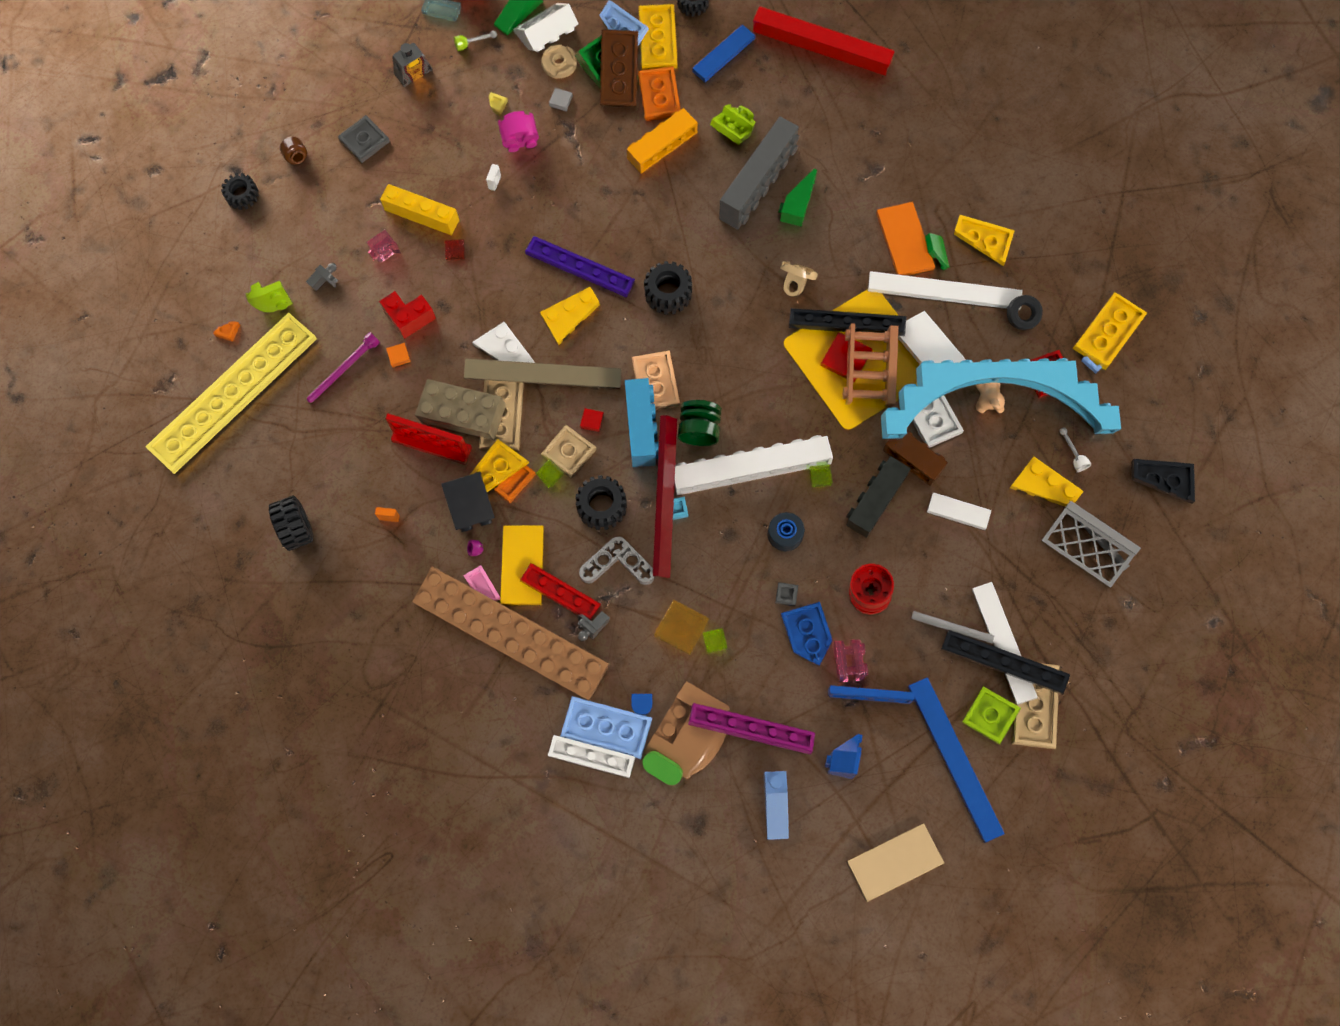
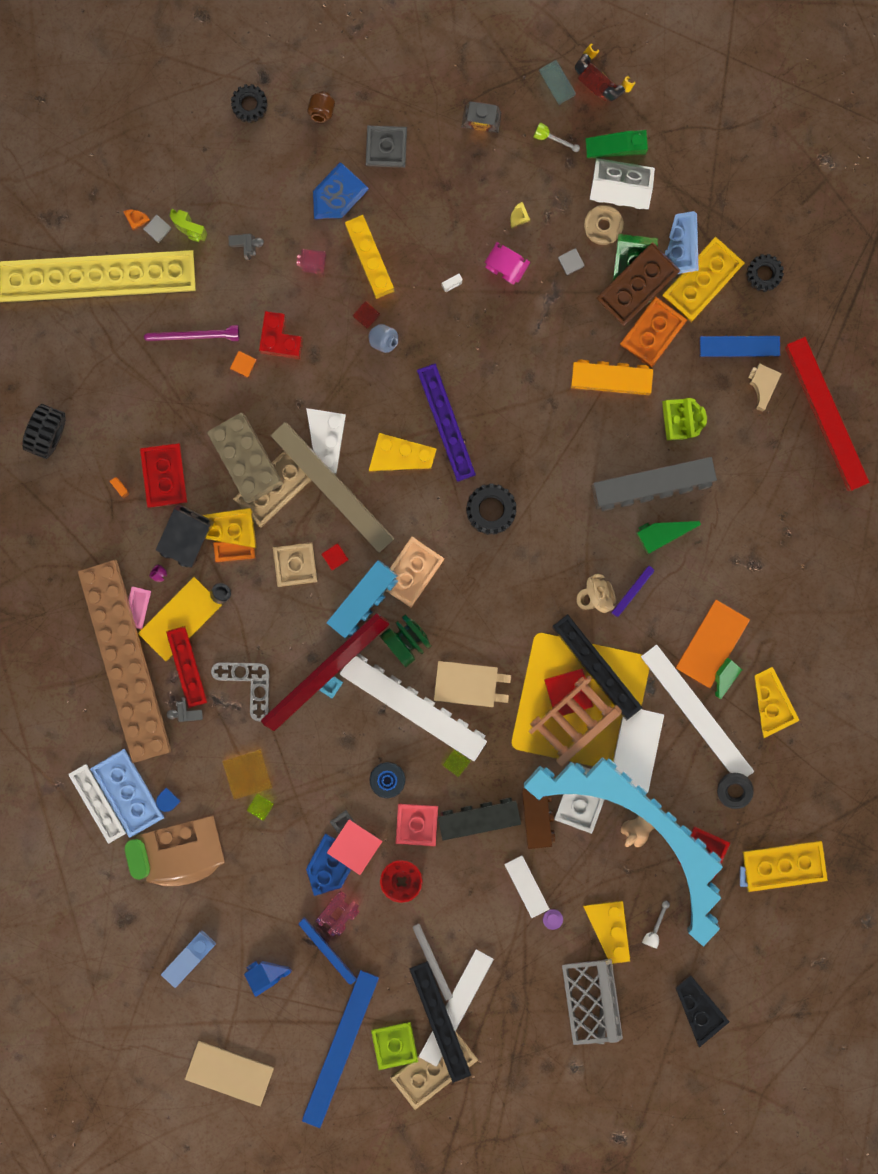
camera: 40 degrees right, 15 degrees up
(249, 323) = (157, 228): none -> light grey tile
(358, 193) = (337, 193): none -> blue tile
(412, 477) = (163, 475): none -> red plate
(428, 439) = (202, 459): red fence -> none
(481, 249) = (383, 338): none -> sand blue head
(534, 518) = (220, 593): none -> black tile
(549, 473) = (264, 569): clear neon green tile -> none
(601, 487) = (265, 617): black tyre -> none
(751, 728) = (222, 893): magenta tile -> none
(763, 58) = (764, 382): none -> tan arch
(774, 415) = (469, 684): none -> tan tile
(812, 600) = (354, 847): none -> coral tile
(818, 254) = (632, 591): none -> dark purple tile
(838, 544) = (416, 824): none -> coral tile
(1001, 515) = (552, 919): none -> medium lavender plate

